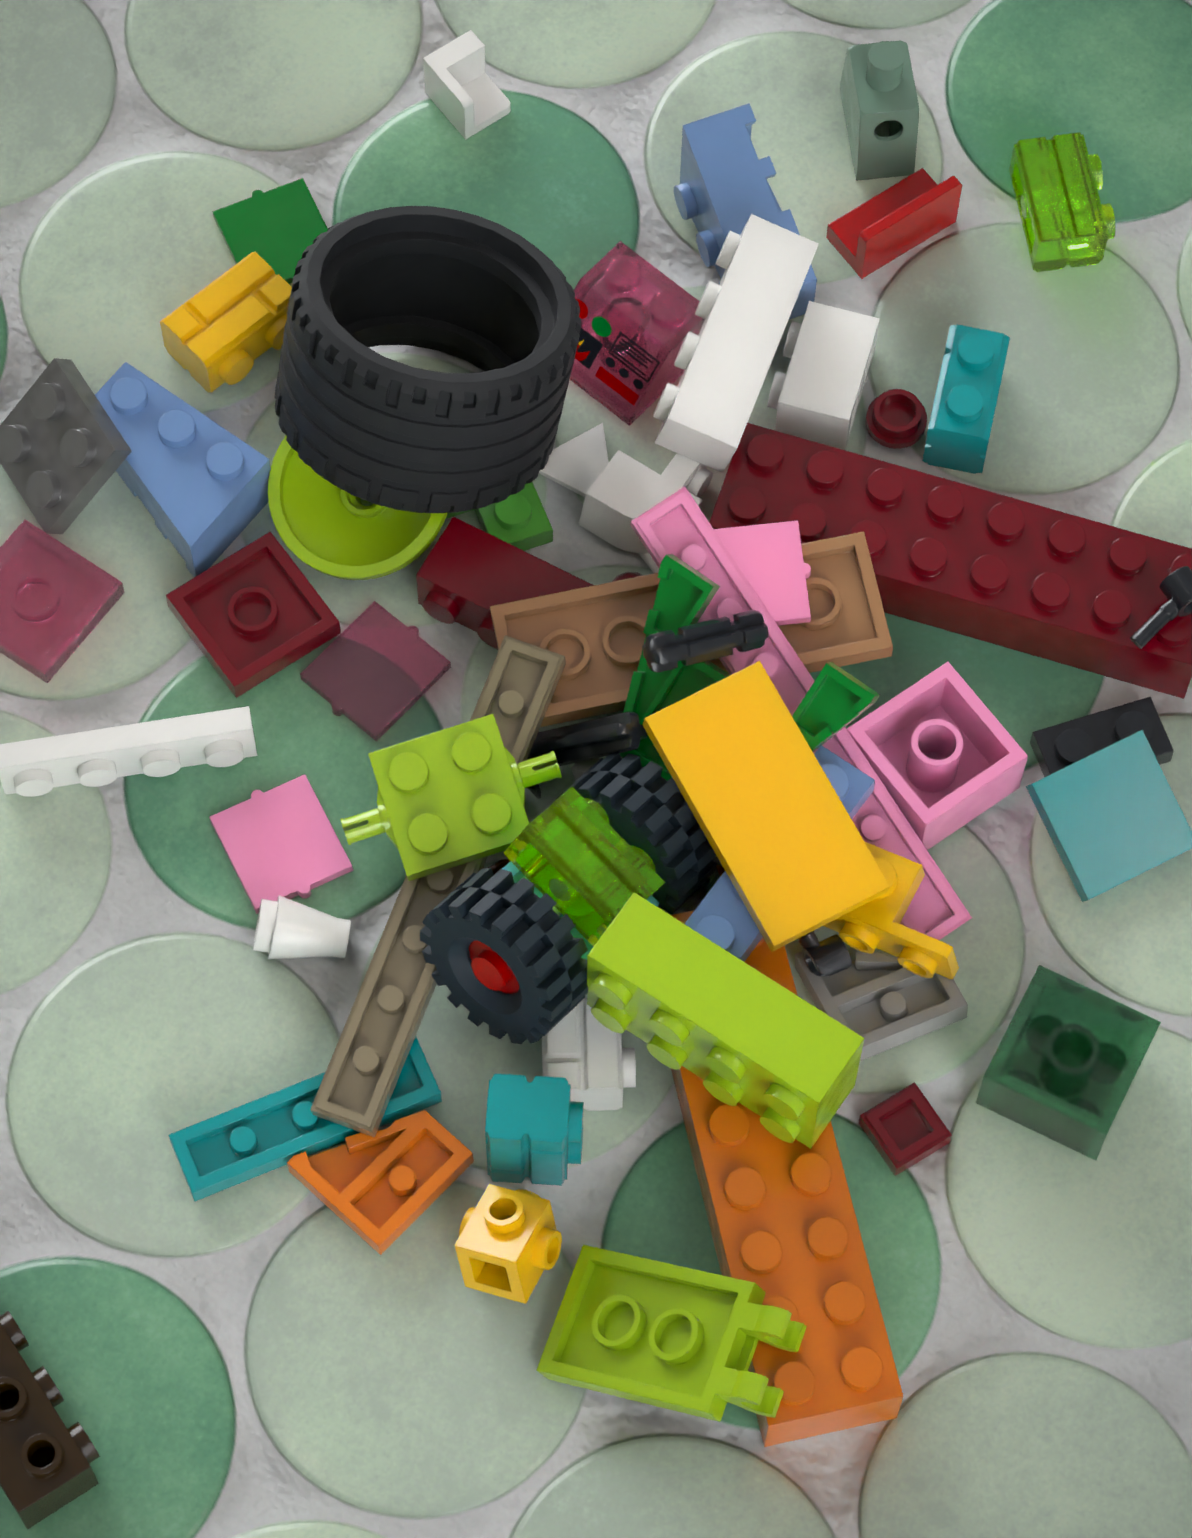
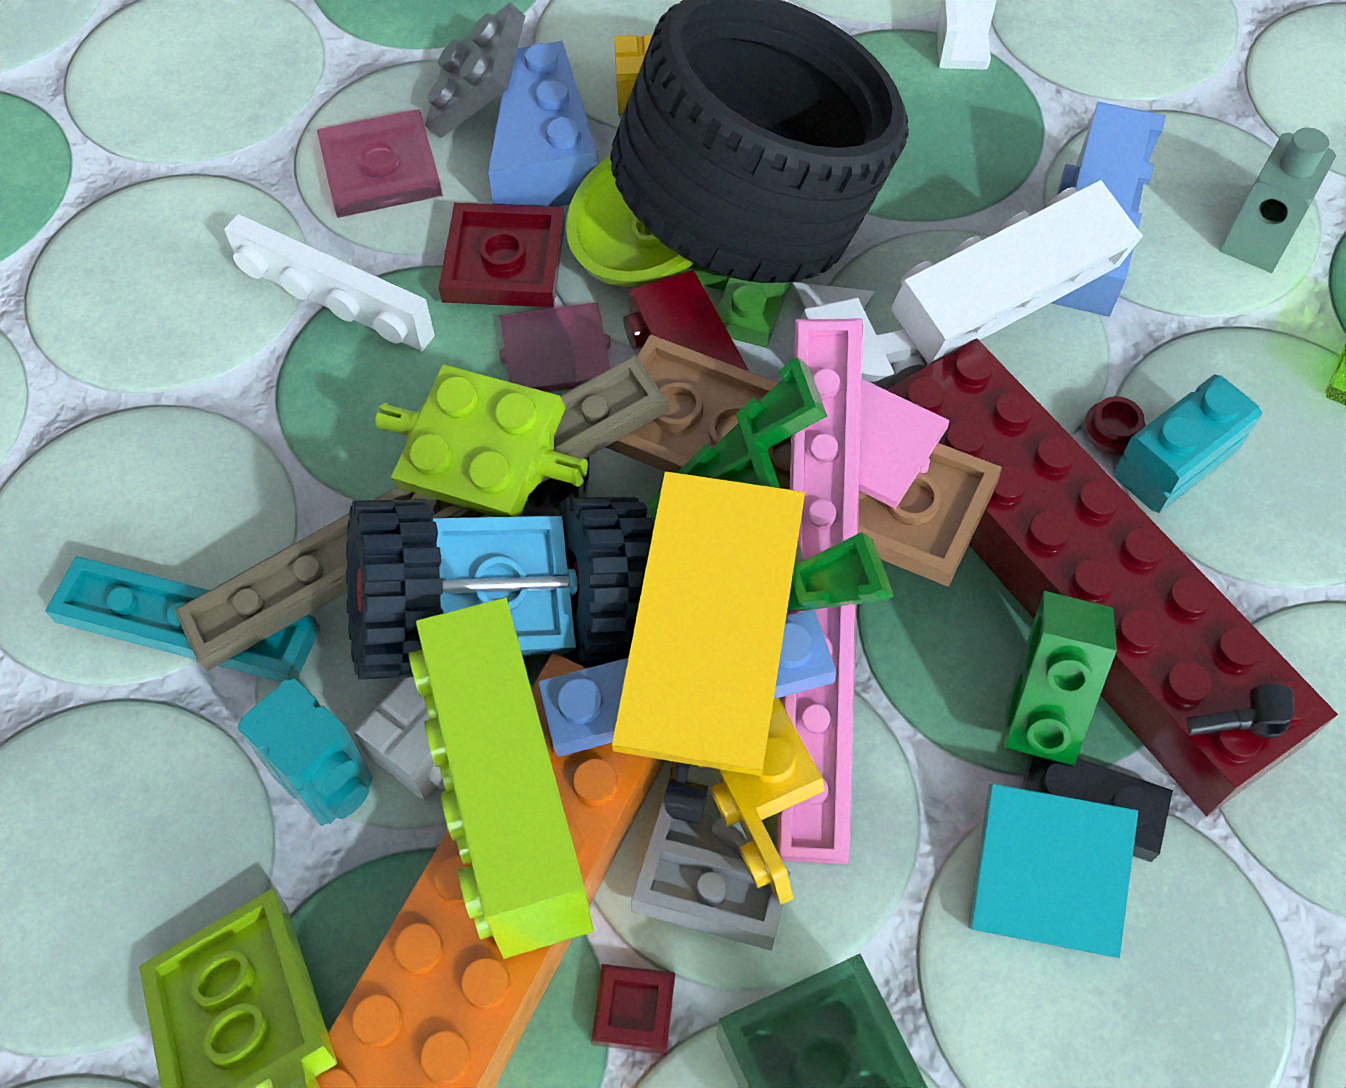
camera: 40 degrees right, 5 degrees down
(281, 842) = (349, 422): bright pink piece -> none
(298, 931) = (313, 478): white cone -> none
(385, 1179) = (183, 710): orange wing -> none
(507, 1243) = (212, 835): yellow brick -> none
(582, 863) = (519, 554): clear neon green brick -> none
(591, 738) = (629, 479): black axle -> none
(630, 332) = (935, 219): clear pink slope -> none
(705, 641) = (776, 449): black axle -> none
(825, 374) = (1081, 355): white brick -> none
(895, 221) = (1231, 291): red panel -> none
(940, 754) = (926, 701): bright pink brick -> none
(1020, 667) = (1060, 677): none -> green brick

